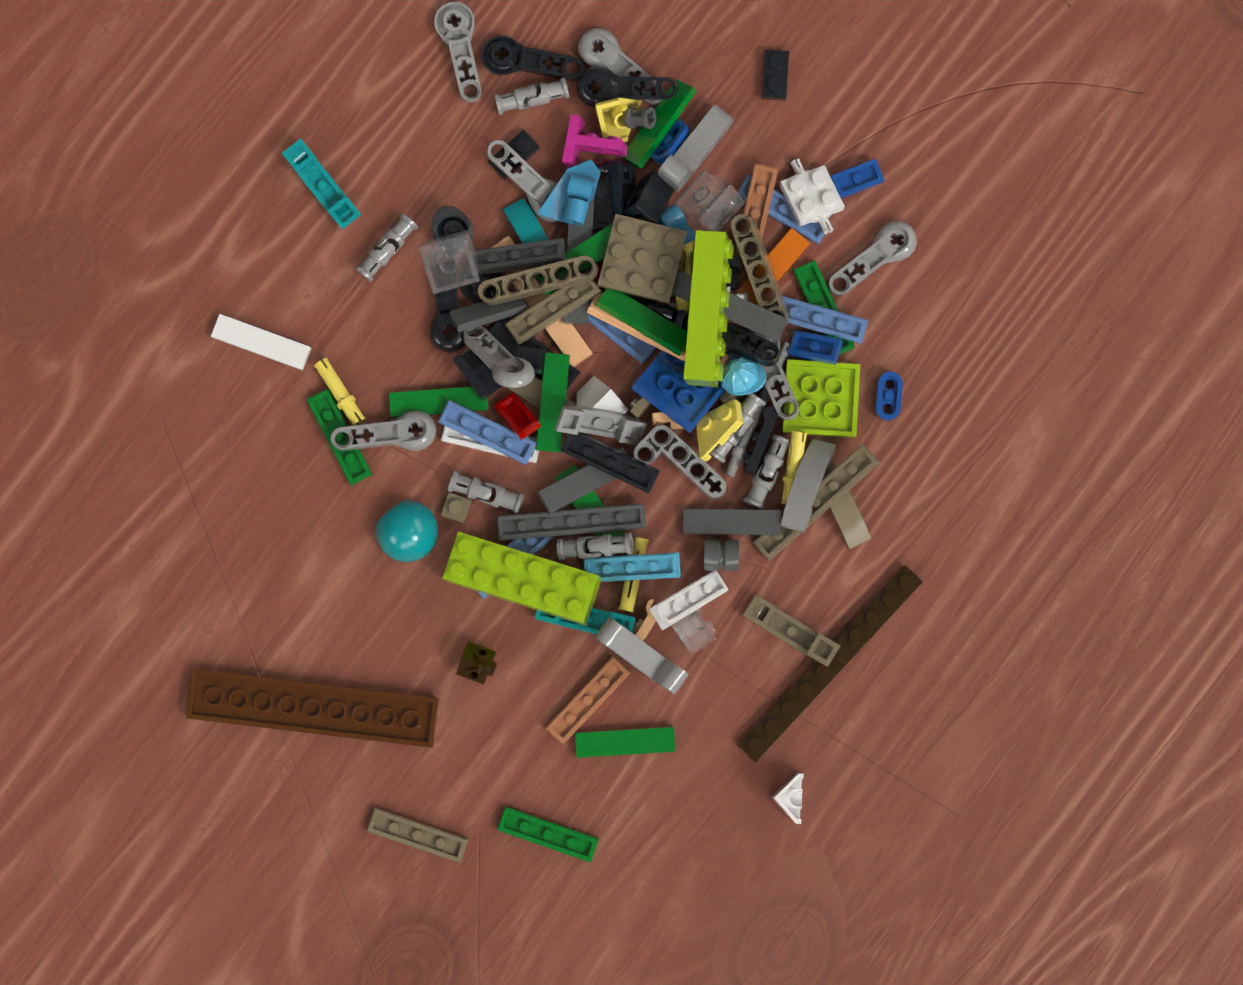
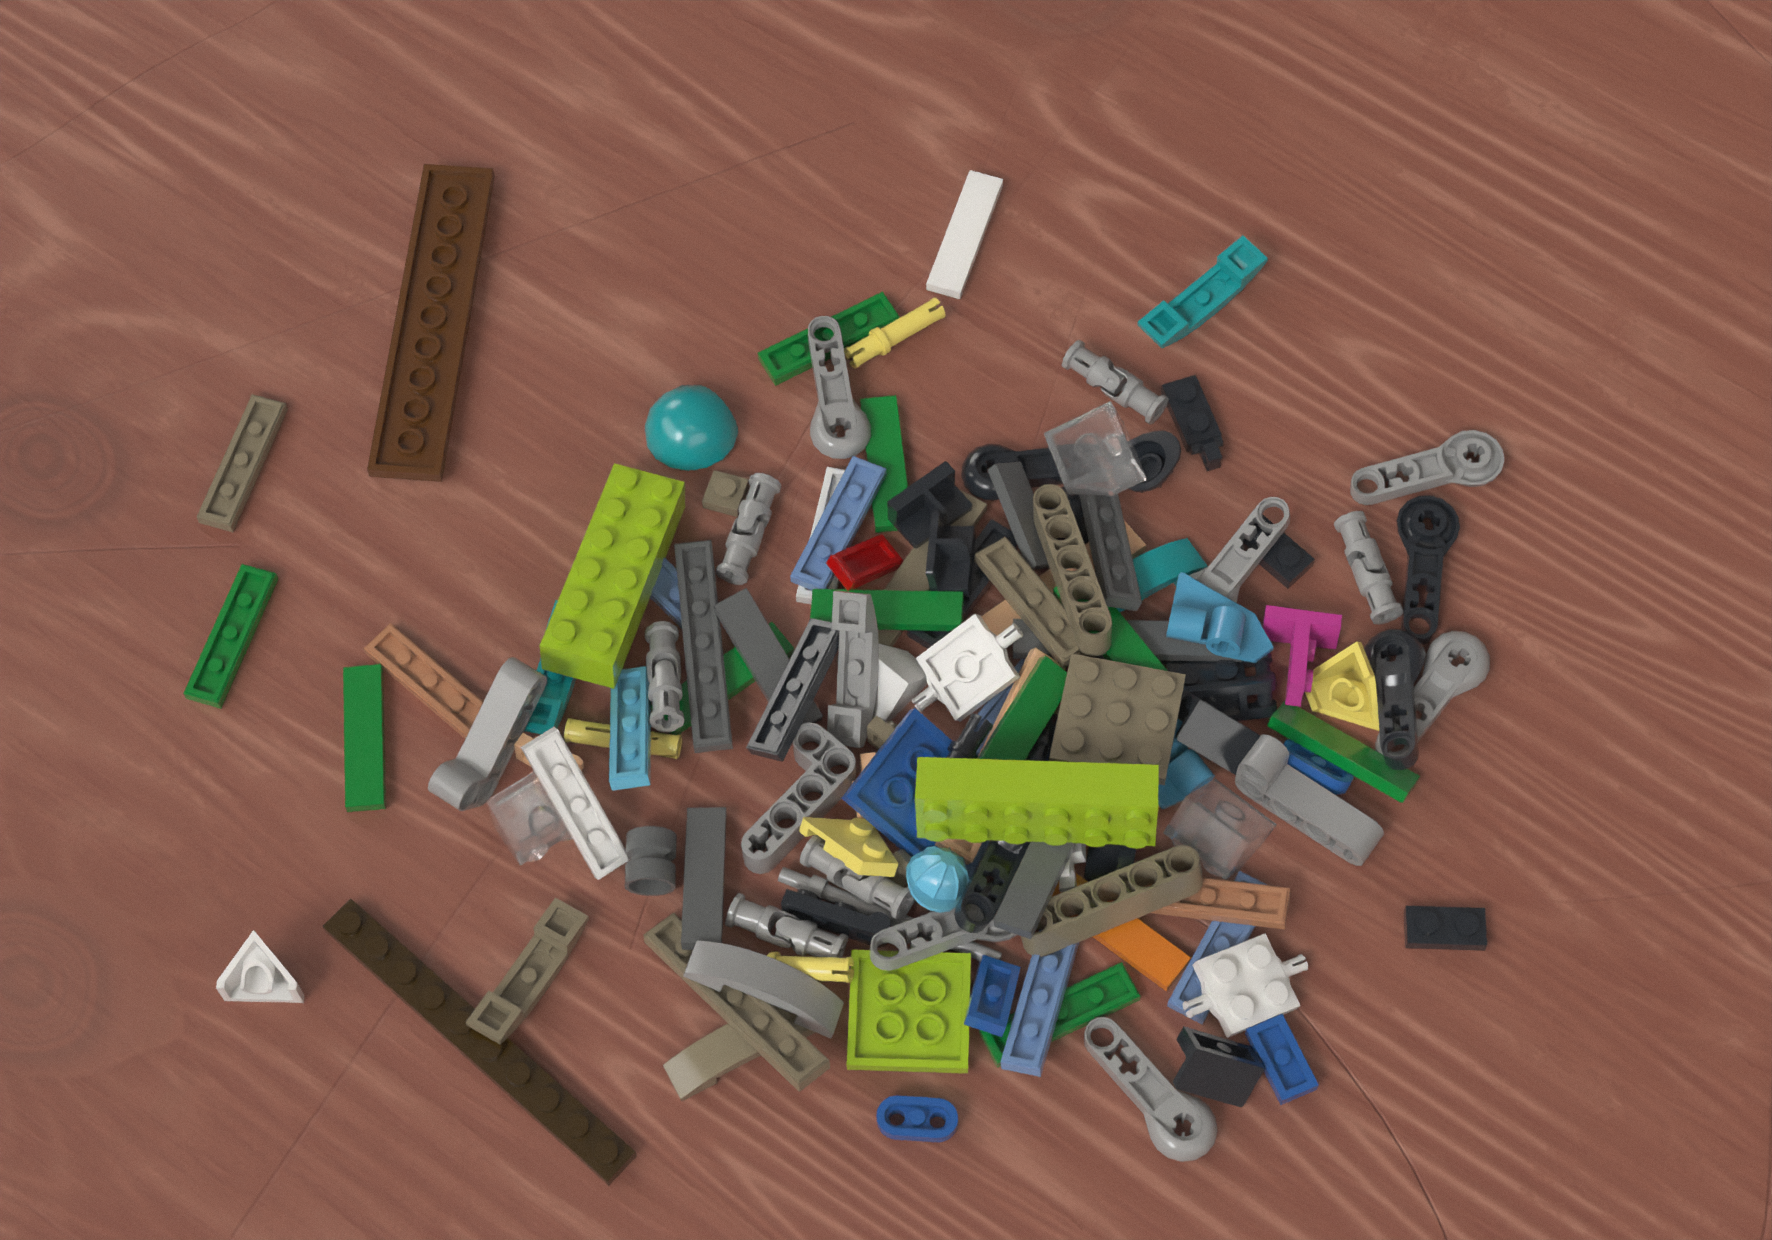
camera: 90 degrees right, 20 degrees down
(415, 198) = (1194, 420): none -> black hinge
(477, 663) = (489, 521): dark brown brick -> none
(505, 367) = (927, 523): light grey beam -> none
(598, 352) = (967, 667): none -> white plate
(640, 117) = (1343, 718): dark grey bush -> none
(662, 356) = (969, 740): none -> black pin
(863, 215) = (1217, 1067): none -> black panel

